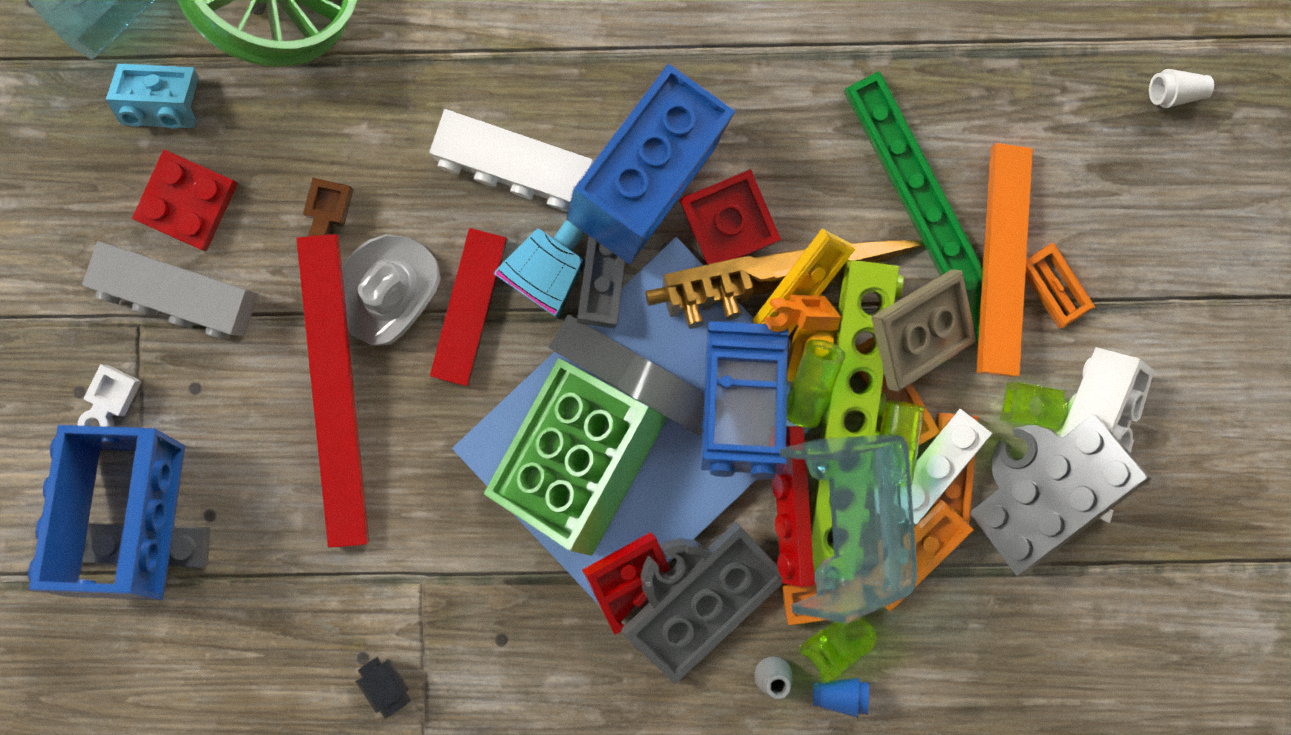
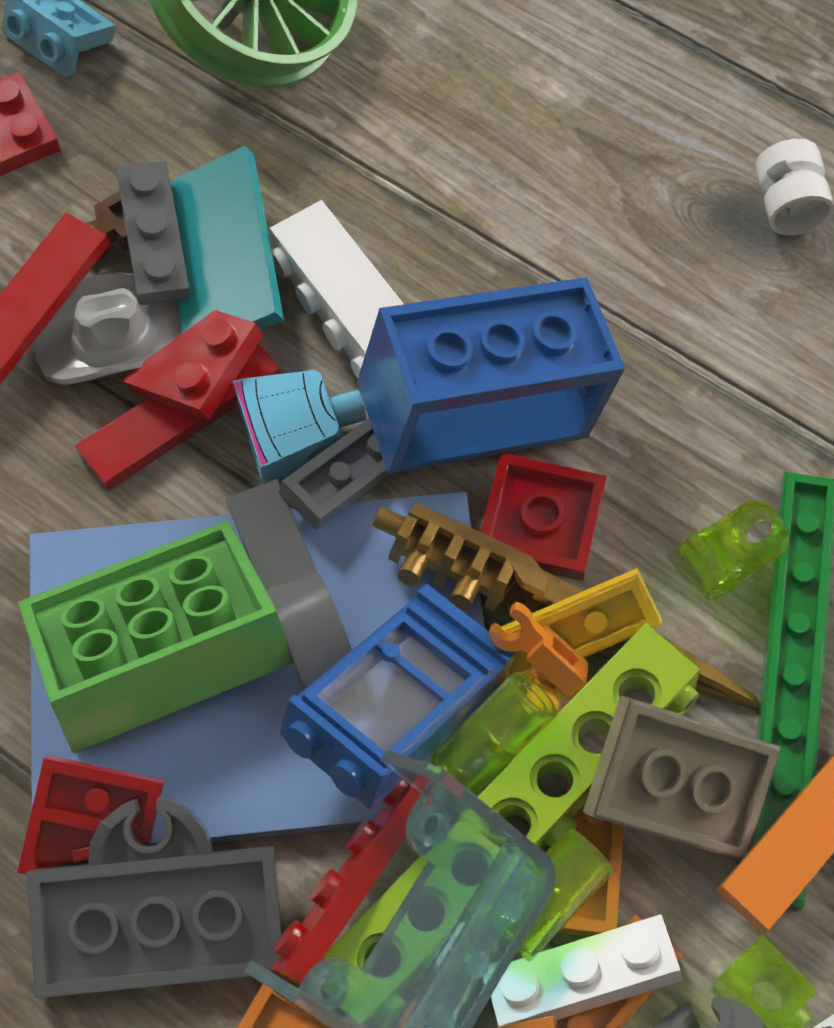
camera: 35 degrees right, 25 degrees down
(356, 206) = (152, 233): none -> dark grey plate
(407, 186) = (226, 242): none -> teal tile
(463, 276) = (197, 365): none -> red wing
(852, 169) = (730, 550): none -> clear neon green piece

